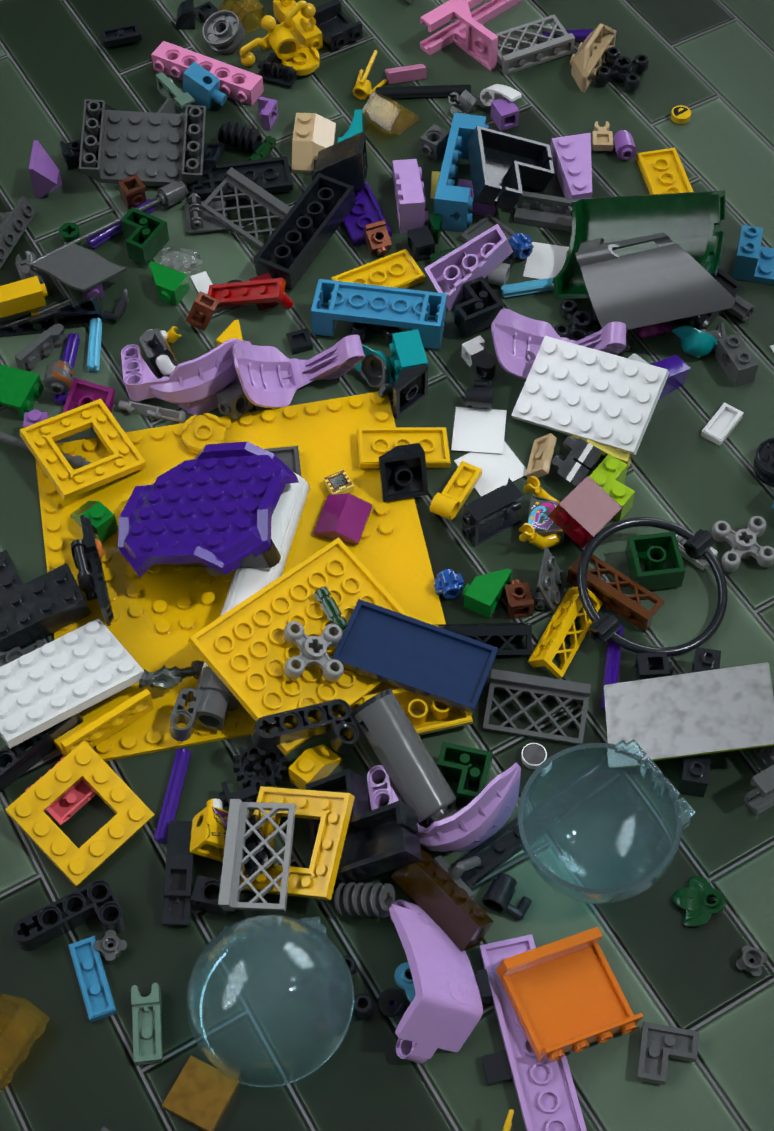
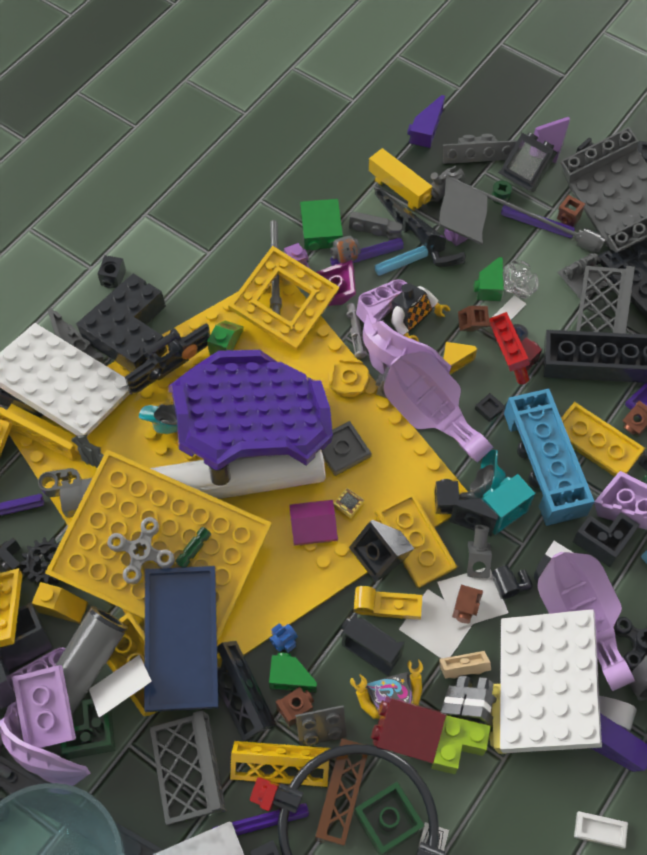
camera: 65 degrees right, 5 degrees up
(56, 195) = (528, 161): none -> window
(144, 235) = (528, 243): dark green brick -> none
(163, 593) = (161, 416): none -> hair
(304, 728) = (66, 574): black beam -> none
(377, 403) = (445, 494): none -> black brick
(434, 785) = (44, 707): none -> lavender plate
(441, 719) = (119, 685): none -> white sticker
(443, 402) = (479, 551): none -> dark grey bracket
(486, 432) = (467, 603): none -> copper brick
(533, 755) = (138, 784): flat silver tile -> none
(591, 648) = (264, 793): none -> red bracket

